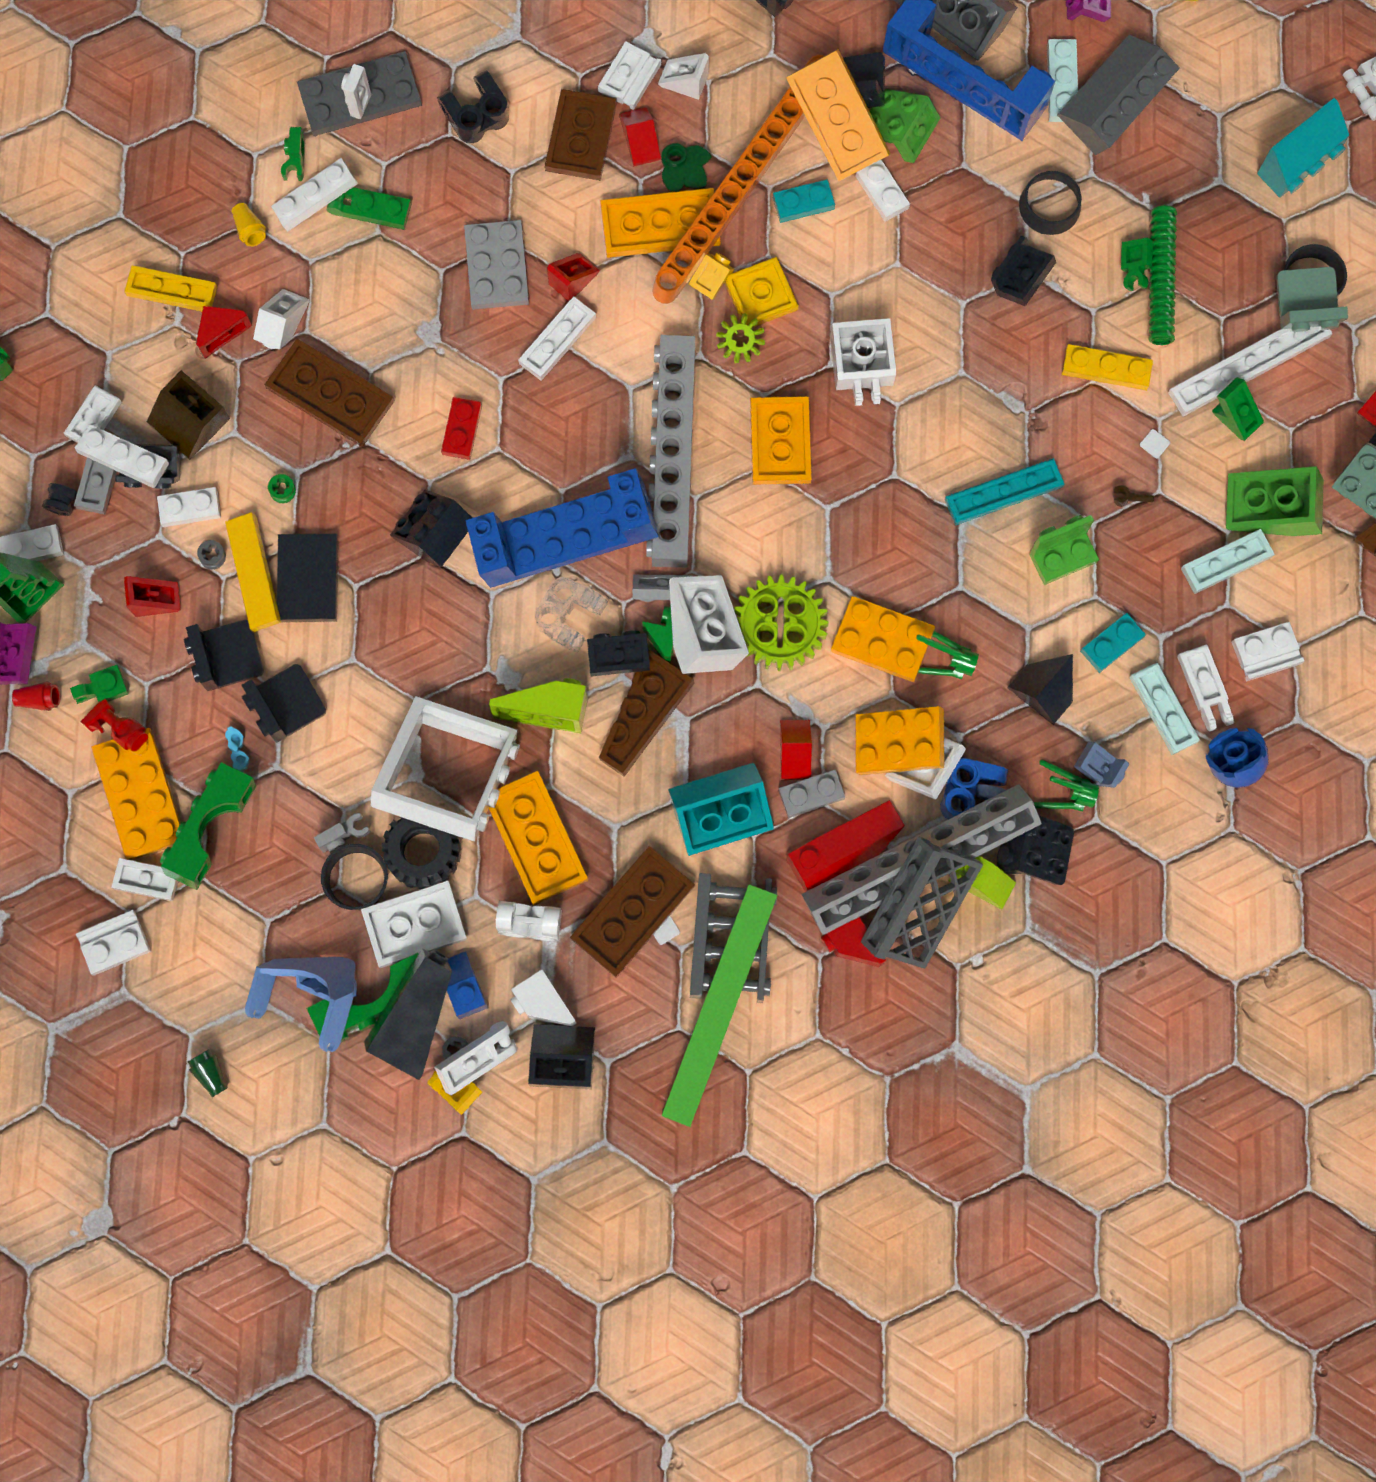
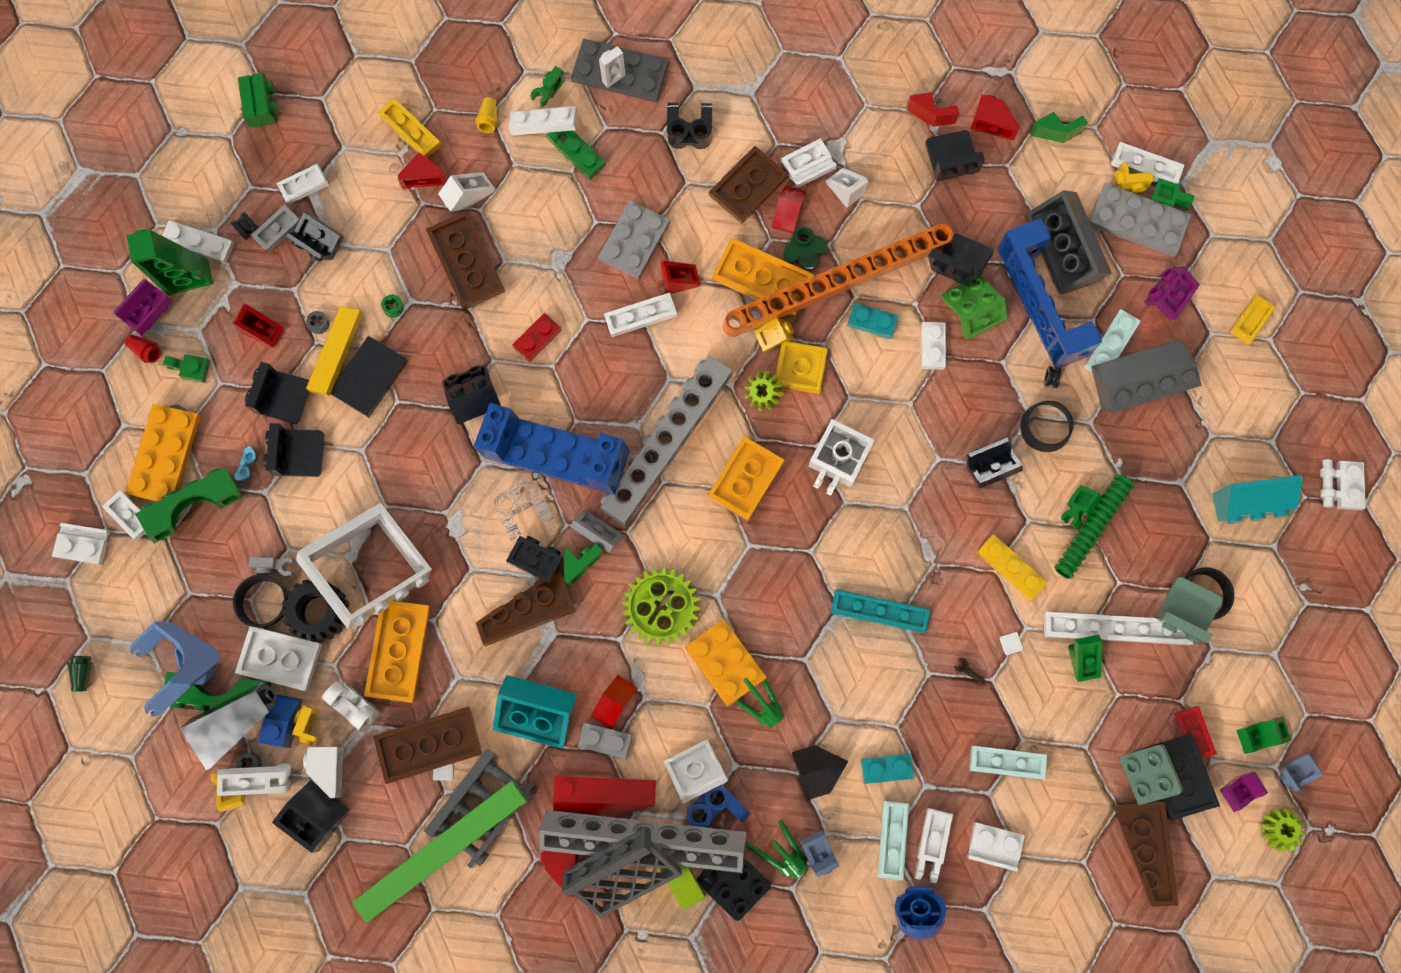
camera: 35 degrees right, 0 degrees up
(121, 456) = (299, 221): white plate -> none
(124, 730) = (179, 407): red piece -> none
(186, 415) = (362, 219): dark brown slope -> none
(189, 507) = (324, 281): white plate -> none
(485, 968) = (304, 722): none -> yellow bracket
(547, 705) = (470, 570): lime slope -> none
(704, 625) = (605, 576): white slope -> none
(838, 115) = (931, 275): light orange plate -> none
(900, 740) = (687, 744): light orange plate -> none
(986, 792) = (727, 822): sand blue tile -> none
(1025, 149) = (1052, 377): none -> black bush
(1063, 549) = (893, 681): bright green bracket -> none
(1276, 501) = (1071, 742): bright green slope -> none

